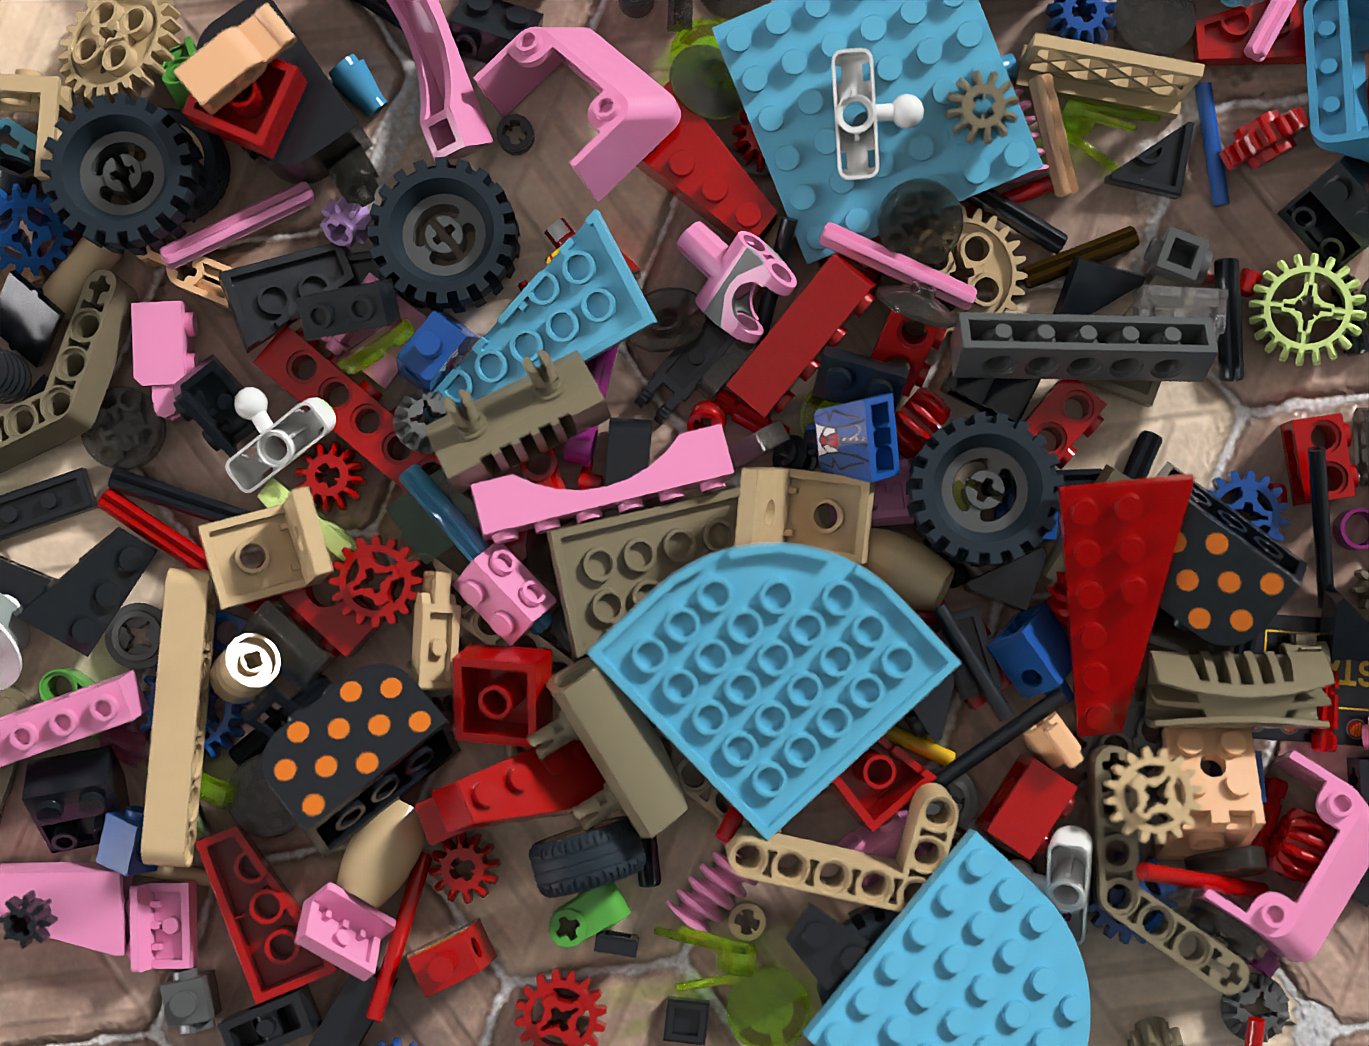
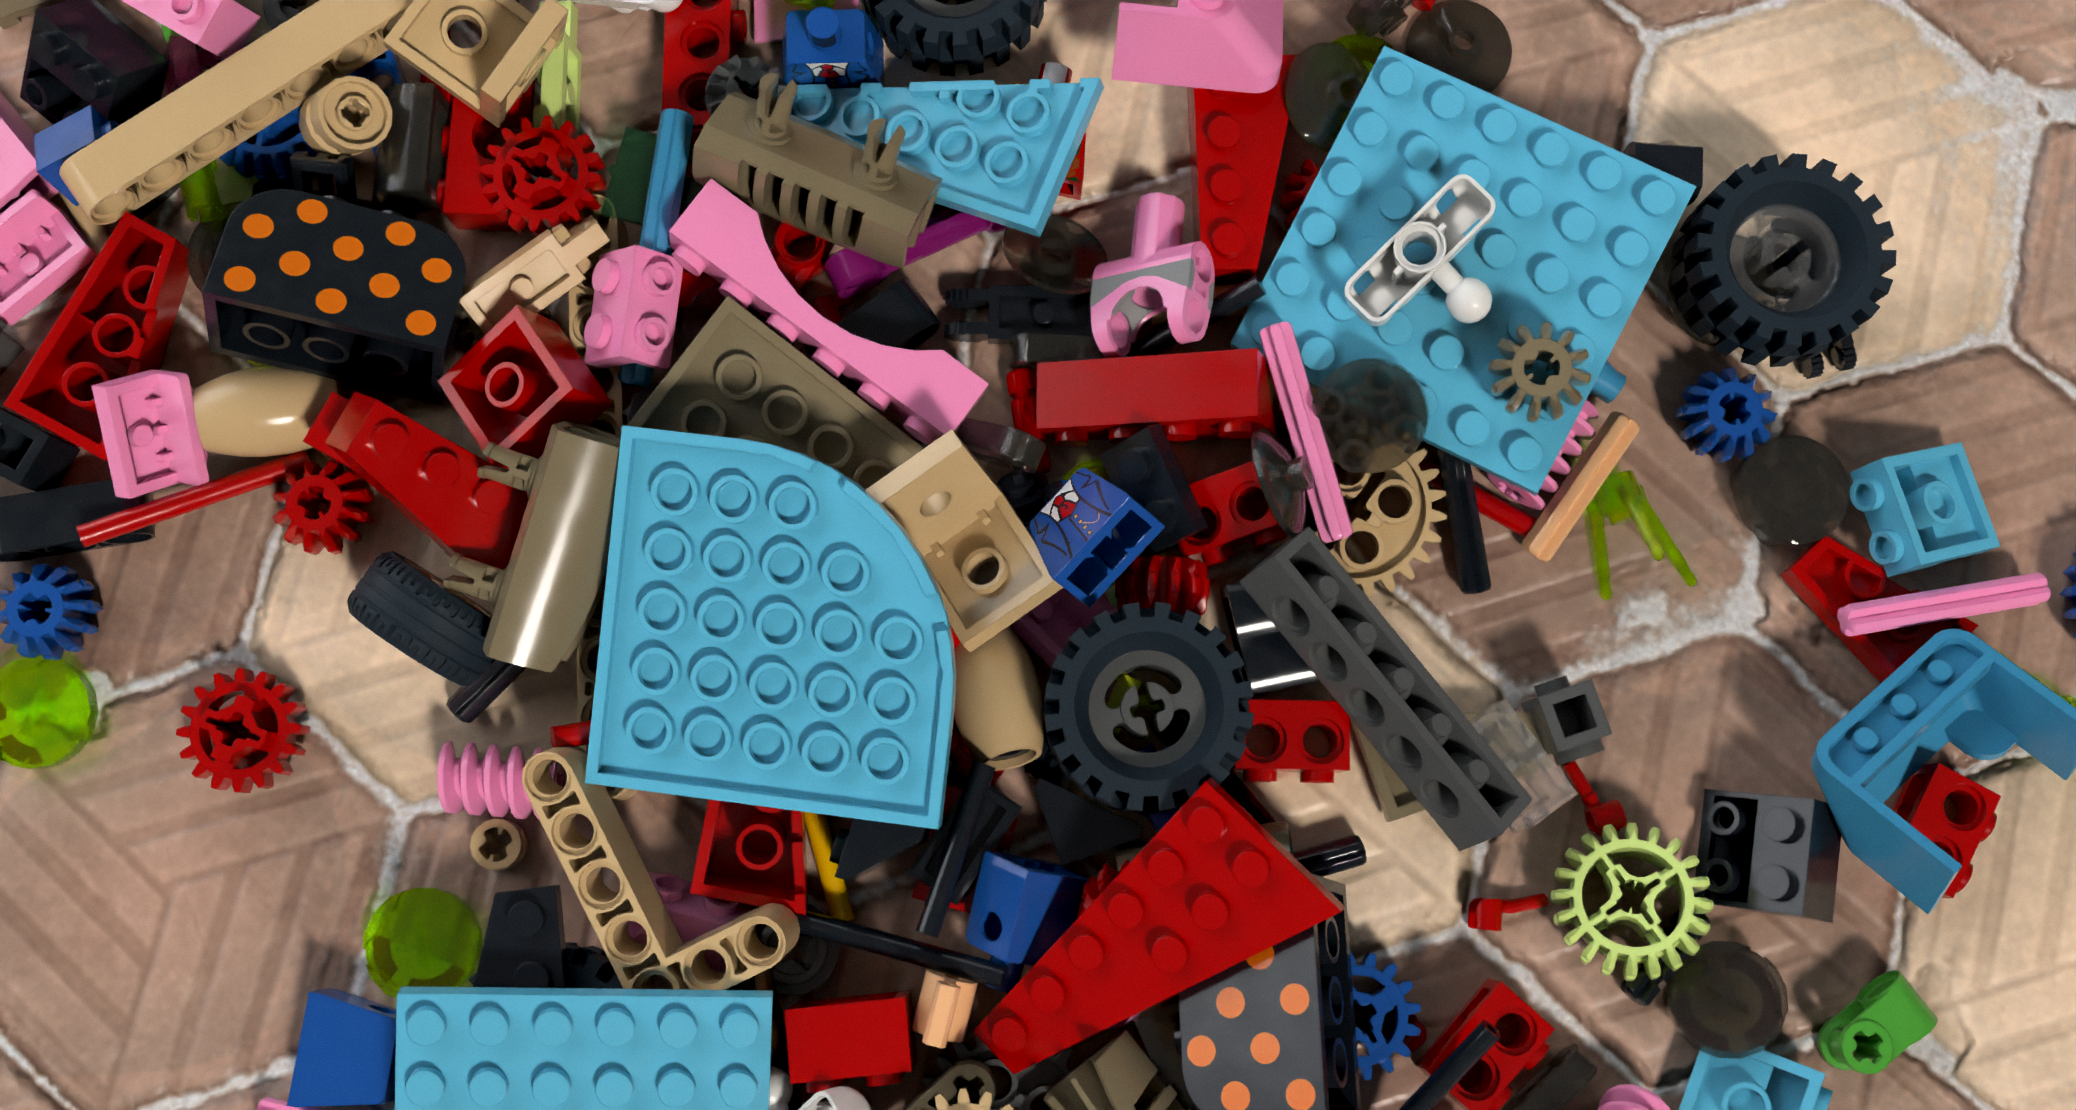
camera: 40 degrees right, 5 degrees down
(345, 483) = (616, 39): red gear -> none
(451, 958) = (208, 566): red torso -> none
(594, 910) = (378, 673): bright green piece -> none
(617, 943) = (365, 726): black tile -> none
(686, 1020) = (343, 868): black tile -> none
(708, 410) = (1000, 374): red bush -> none
(732, 957) = (445, 860): clear neon green plant -> none
(1093, 286) = (1463, 658): black tile -> none
(1094, 250) = (1481, 620): dark brown axle -> none
(1109, 74) = (1693, 488): tan fence -> none
(1159, 168) = (1642, 624): black tile -> none
(1212, 144) = (1715, 661): blue bar -> none
(1231, 342) = (1542, 838): black axle -> none
(1245, 395) = (1488, 912): none -> red hand
(1265, 139) = (1768, 704): red gear -> none

